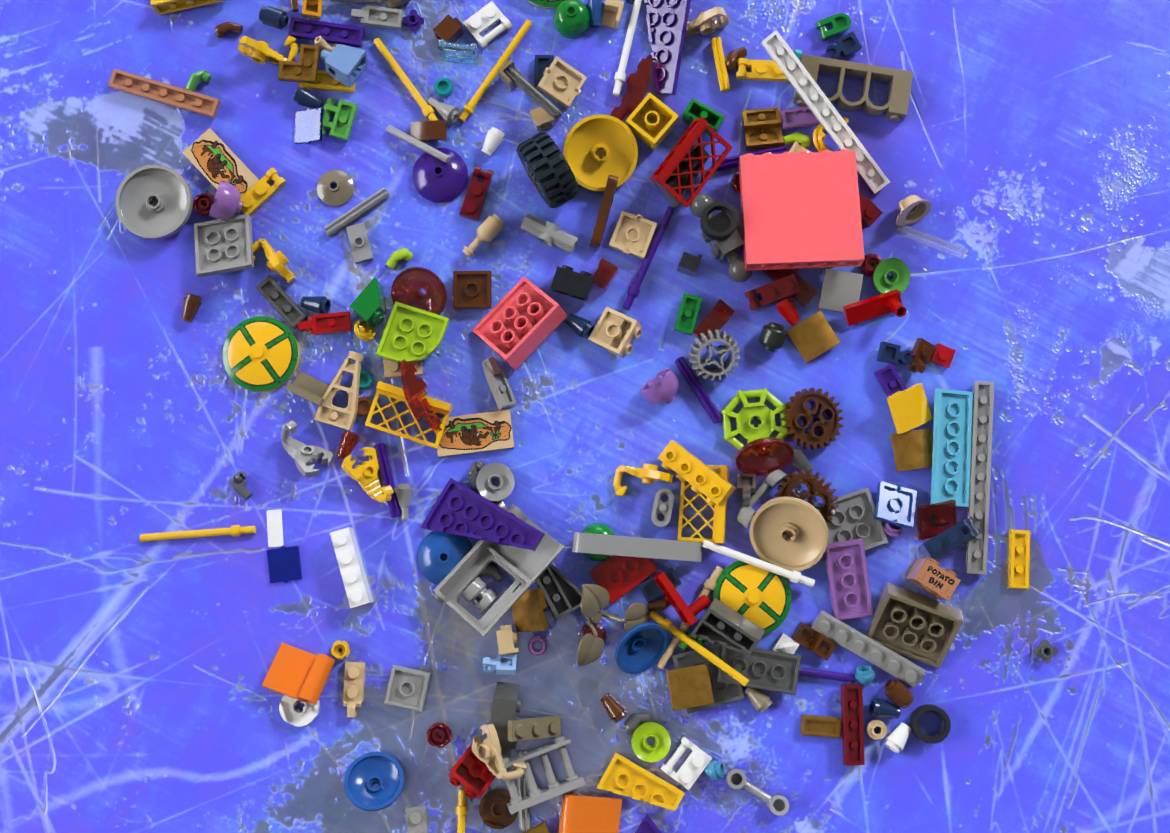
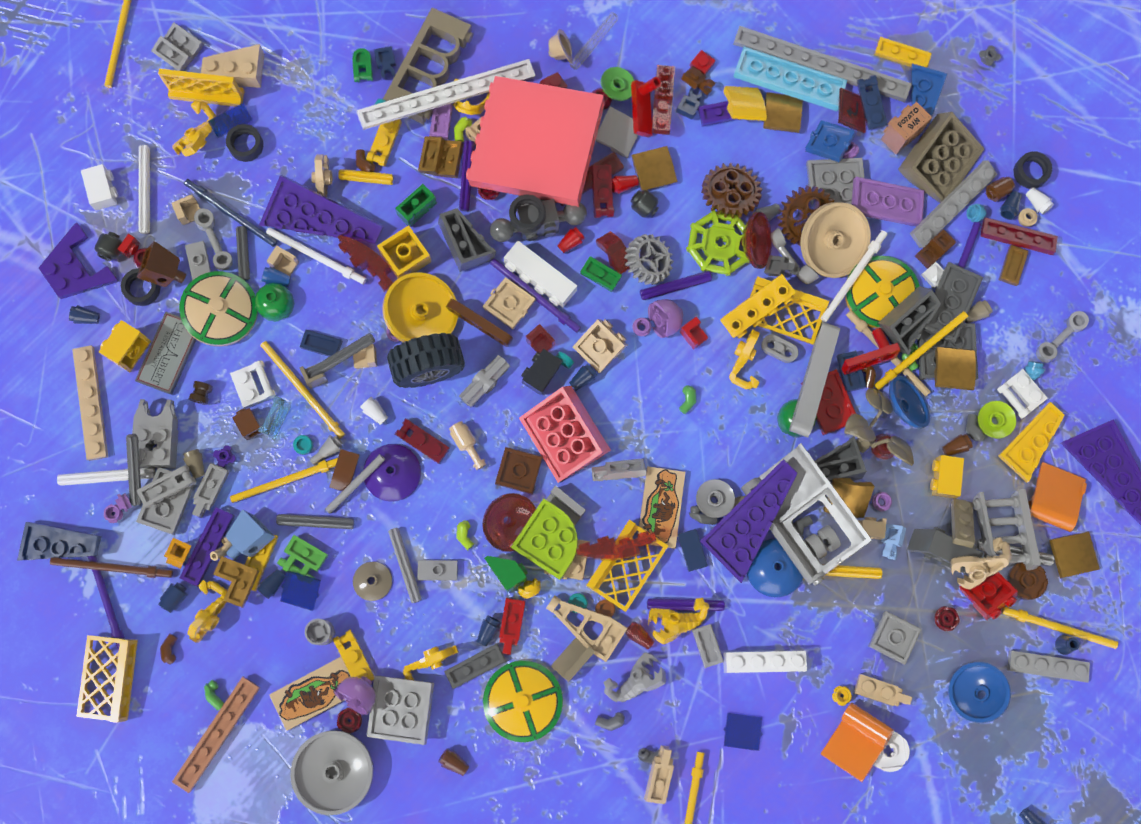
camera: 85 degrees left, 5 degrees down
(221, 496) = (660, 777): none -> tan hinge
(260, 440) = (612, 723): none -> dark grey arm
(274, 153) = (319, 632): none -> light grey wheel
(274, 528) = (703, 732): white sticker -> none
(354, 510) = (707, 646): none -> light grey plate
(375, 120) = (315, 521): none -> dark grey axle
(404, 495) = (707, 592): light grey cone -> none
(441, 473) = (692, 550): none -> dark blue tile
(450, 343) = (566, 504): none -> light grey panel
(461, 635) = (858, 572): none -> yellow axle
(561, 82) = (337, 327): tan plate -> none
(579, 704) = (947, 476): none -> yellow brick
(588, 433) = (690, 396): none -> bright green arm
(590, 304) = (567, 361): none -> teal tile
(650, 363) = (641, 321): none -> medium lavender plate
(654, 420) = (693, 333): none -> red panel
(669, 254) = (540, 274): none -> white brick
(683, 148) = (448, 231): red fence -> none
(689, 264) = (555, 256): clear smoke panel -> none
(714, 276) = (570, 240): none -> red cone
(888, 326) = (663, 100): none -> clear red slope
(984, 592) = (926, 87): none -> blue wing

